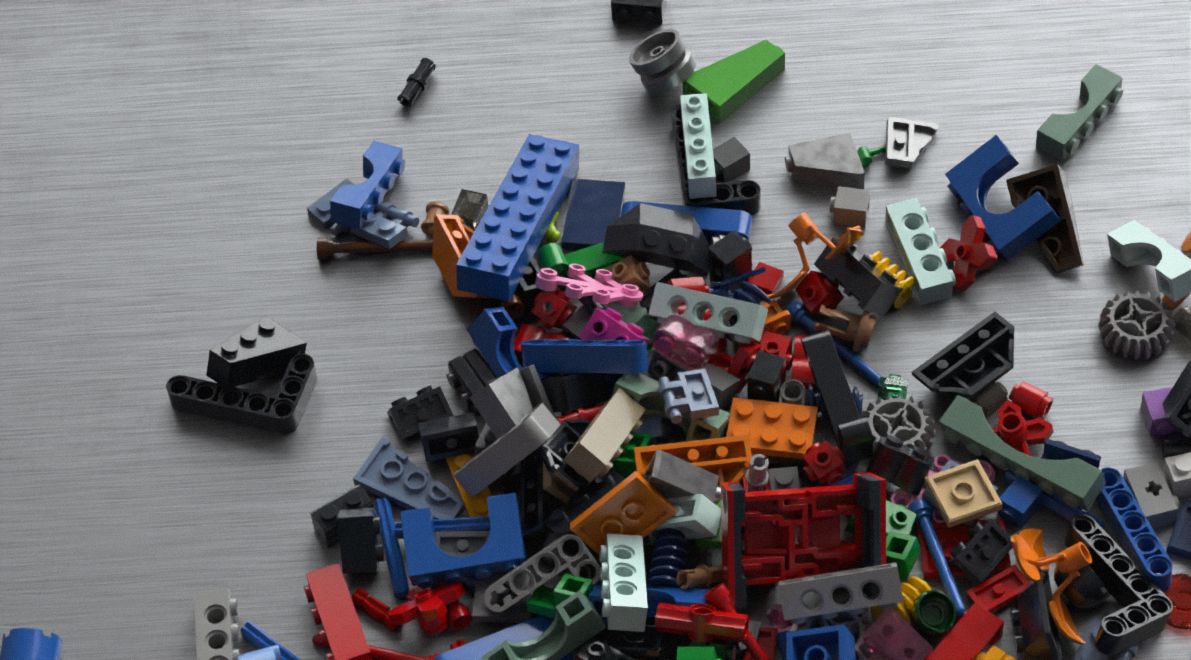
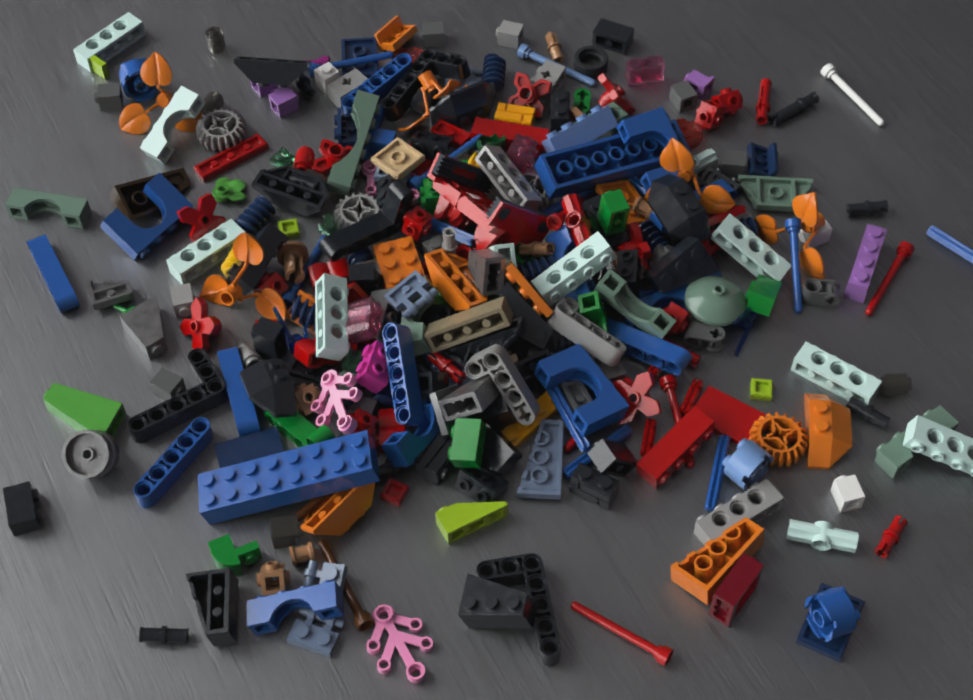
camera: 120 degrees left, 0 degrees up
(112, 494) = (660, 653): none -> red piece
(123, 586) = (736, 589): none -> dark red window
(168, 585) = (708, 567): none -> orange wedge
(283, 272) = (398, 640): none -> bright pink plant
(384, 378) = (465, 518): none -> lime slope
(415, 180) = (273, 585): none -> medium nougat brick
(416, 127) = (217, 603): none -> black wedge
(451, 393) = (467, 443): none -> green brick
(458, 330) = (394, 492): none -> red tile
(471, 154) = (227, 556): none -> green brick
(620, 140) = (171, 471): none -> blue beam
(698, 146) = (174, 390): light aqua brick -> none
(792, 207) = (201, 325): none -> red plant
(919, 351) = (290, 228): none -> lime tile
(950, 312) = (255, 215): none -> dark blue piece
(965, 94) = (53, 273): none -> blue beam
(1023, 309) = (229, 190): none -> bright green plate
(1050, 380) = (282, 158): none -> clear green tile
(1085, 327) = (230, 157): none -> red tile

